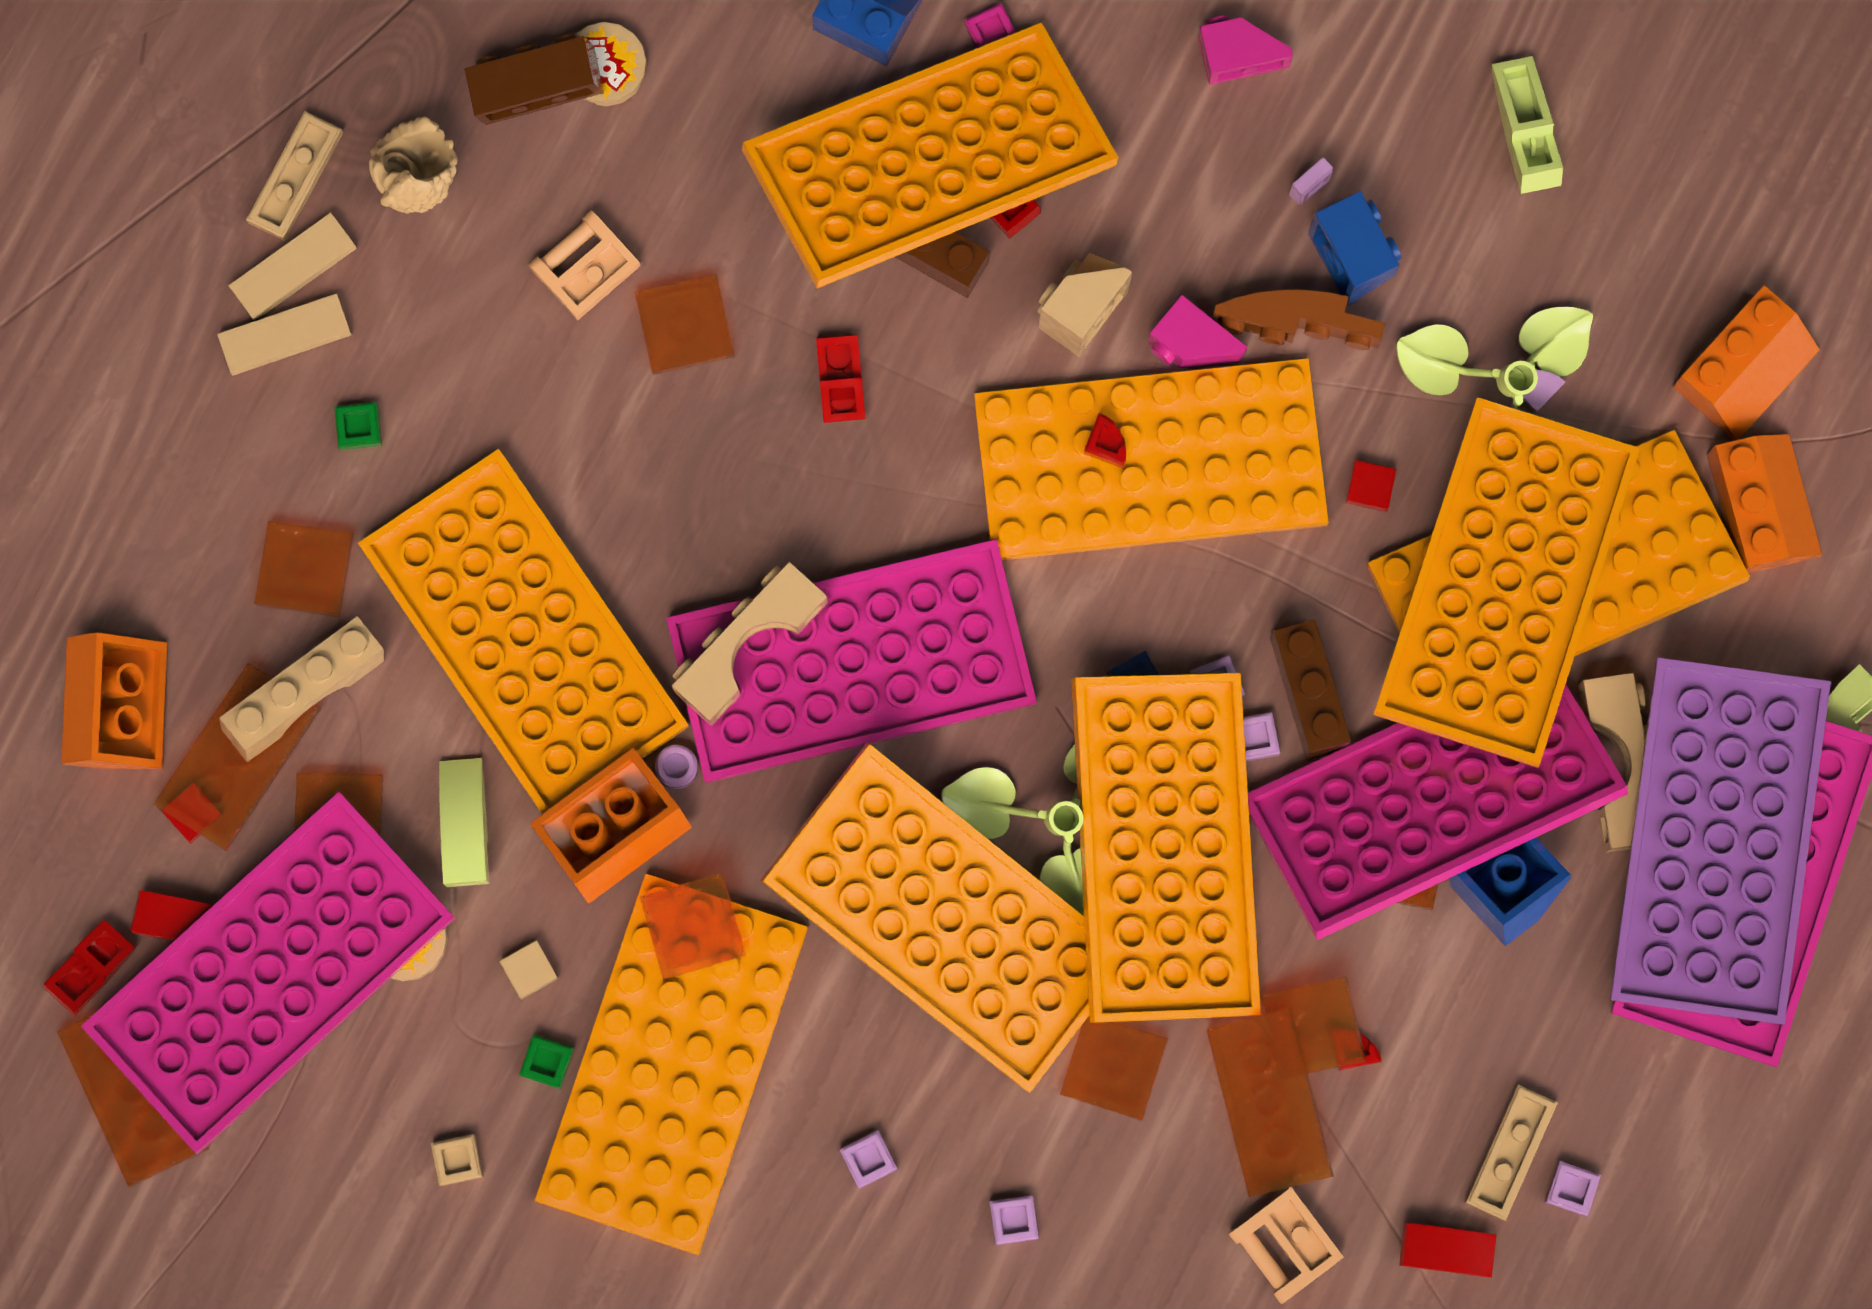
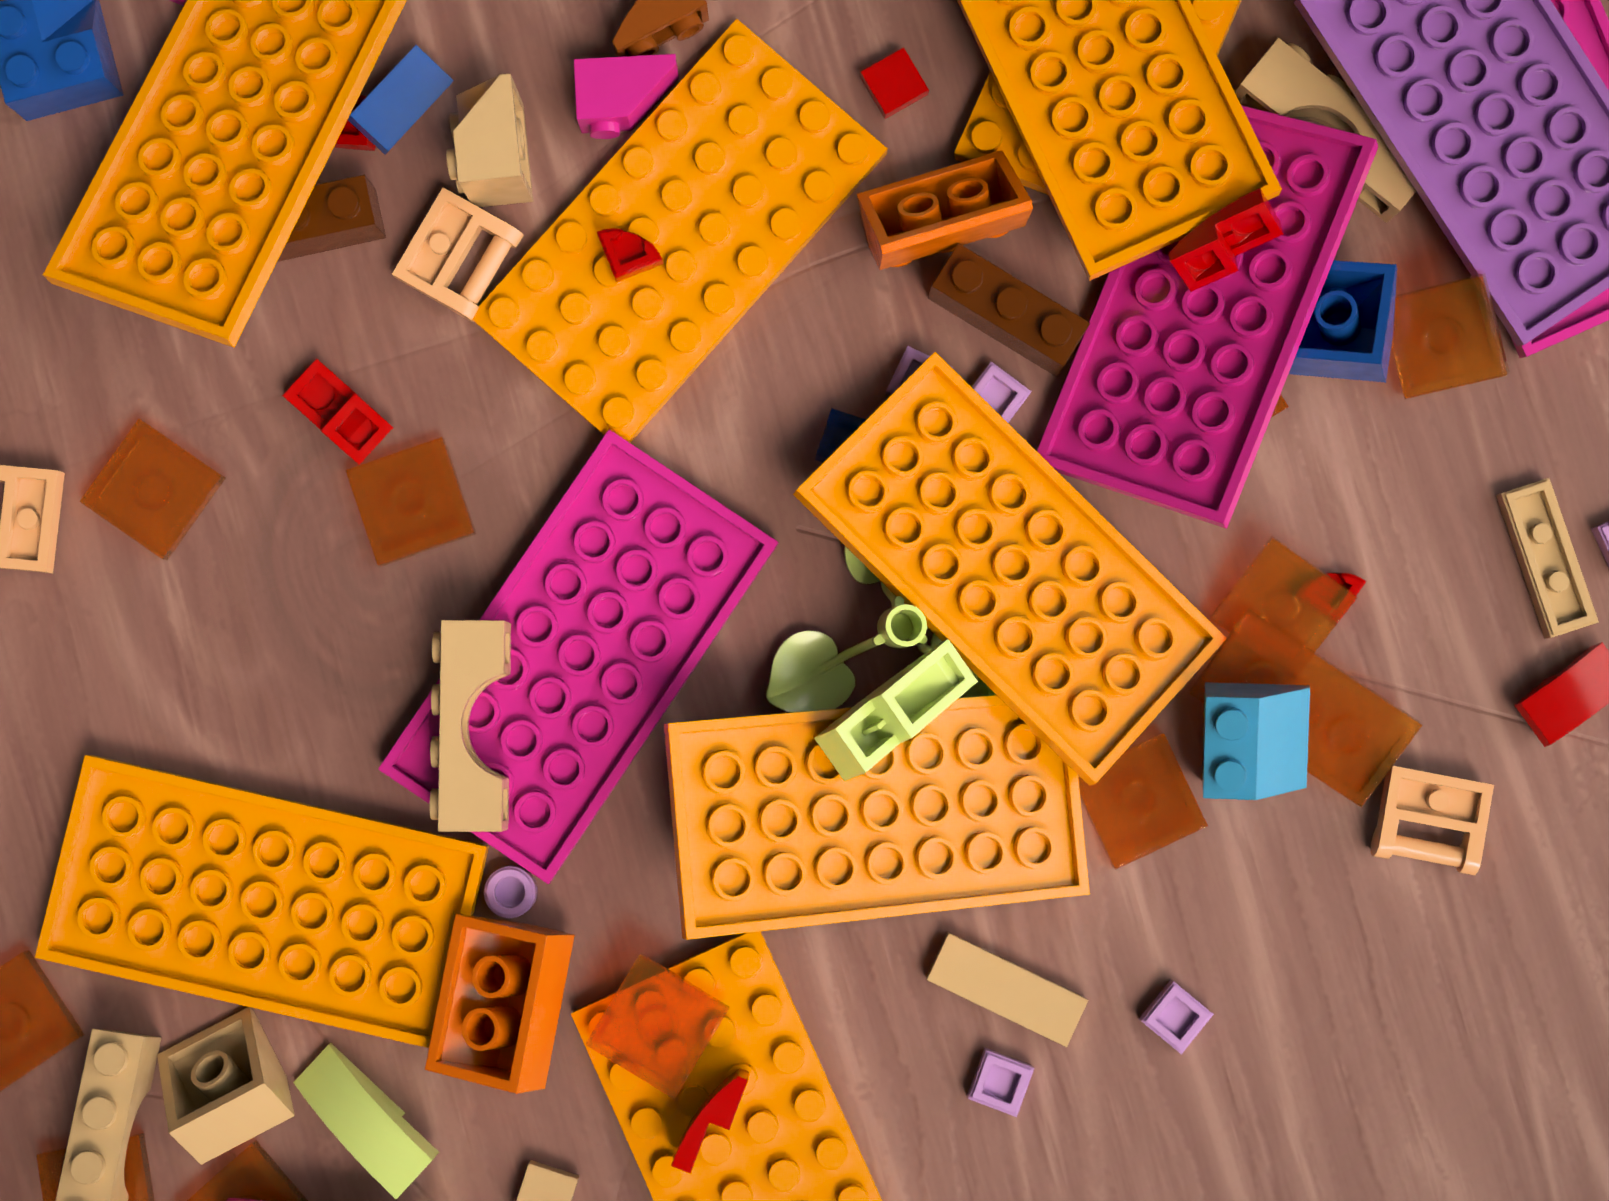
camera: 45 degrees left, 5 degrees up
(398, 724) = (223, 1087): none -> tan slope
(687, 1008) = (716, 1109): none -> red slope
(834, 474) = (411, 502): none -> clear orange tile
(925, 1106) = (1007, 989): none -> tan tile
(996, 336) = (442, 247): none -> light nougat plate
(1013, 864) = (896, 711): none -> yellowish green slope
(1053, 223) = (400, 99): none -> blue tile
(1218, 1089) = (1254, 740): none -> dark azure slope
(1325, 590) = (943, 209): none -> orange slope
(1468, 761) = (1212, 246): none -> red slope
(1568, 952) = (1447, 337): none -> clear orange tile

